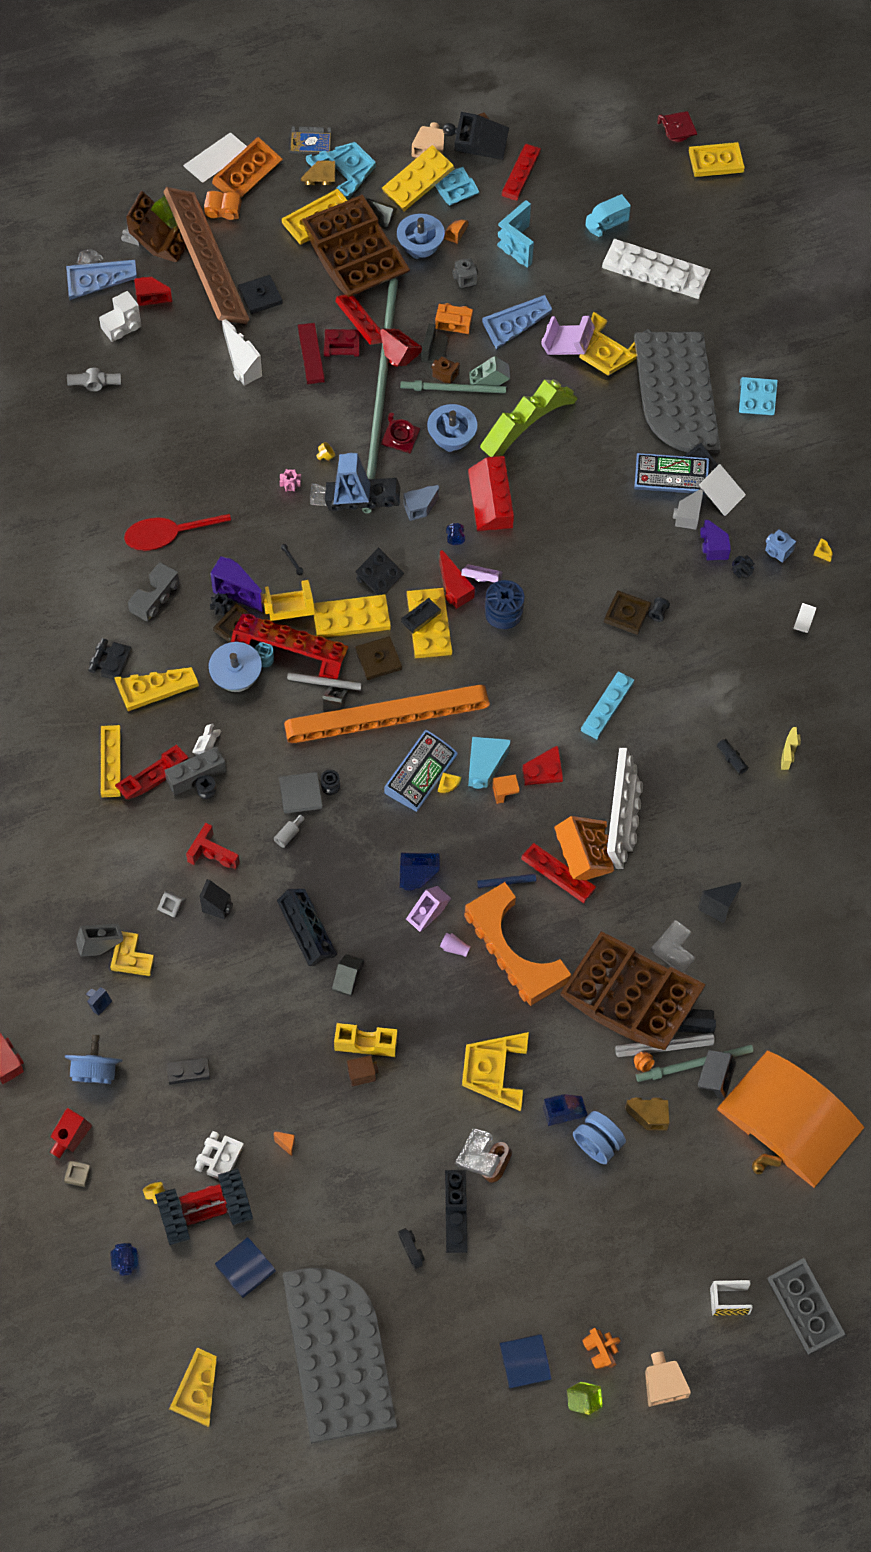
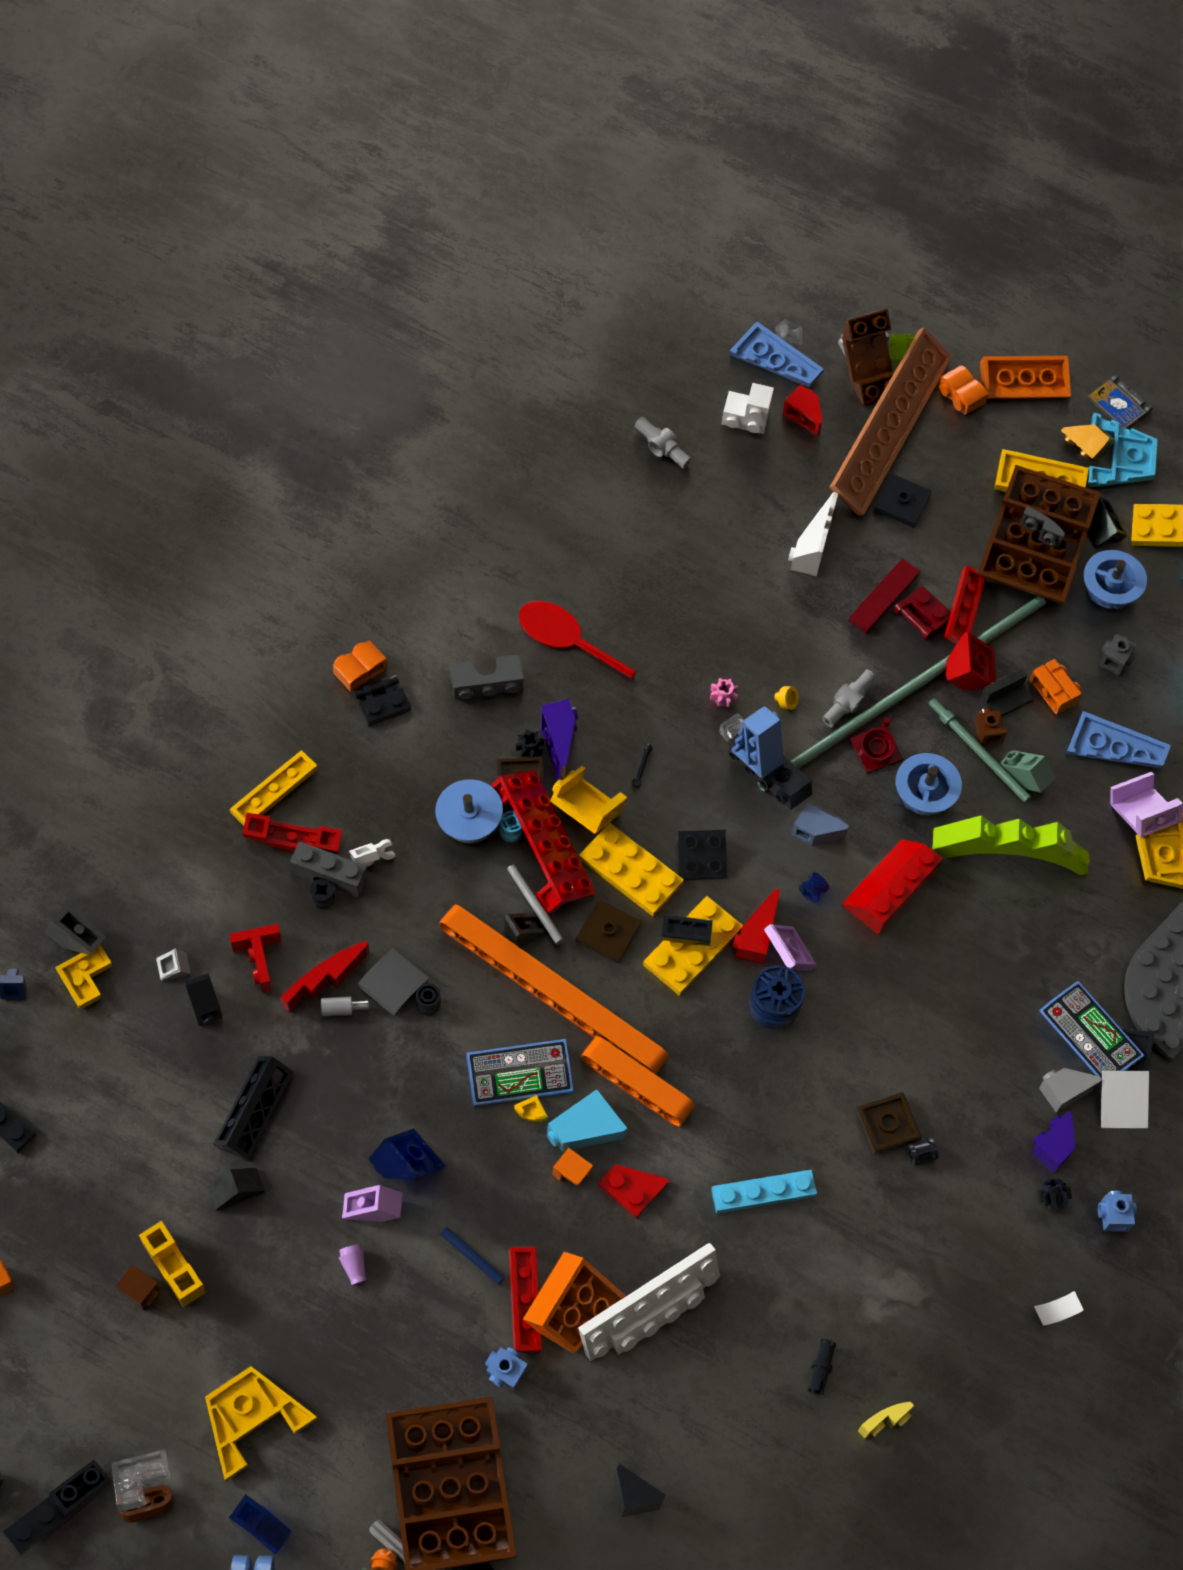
camera: 45 degrees right, 0 degrees up
(75, 653) = (359, 665): none -> orange brick
(146, 689) = (382, 758): yellow wing -> none
(215, 157) = (1011, 341): white sticker -> none
(262, 820) = (332, 971): none -> red slope
(357, 422) = (849, 698): none -> light grey pin
(359, 238) = (1049, 531): none -> dark grey slope
(456, 230) = (1159, 607): orange brick -> none
(484, 714) = (638, 1081): none -> orange beam
(532, 979) = (413, 1270): orange arch -> none
(590, 911) = (506, 1377): none -> medium blue brick
(669, 947) = (540, 1482): clear plate -> none
(823, 550) = (1161, 1262): yellow tile -> none

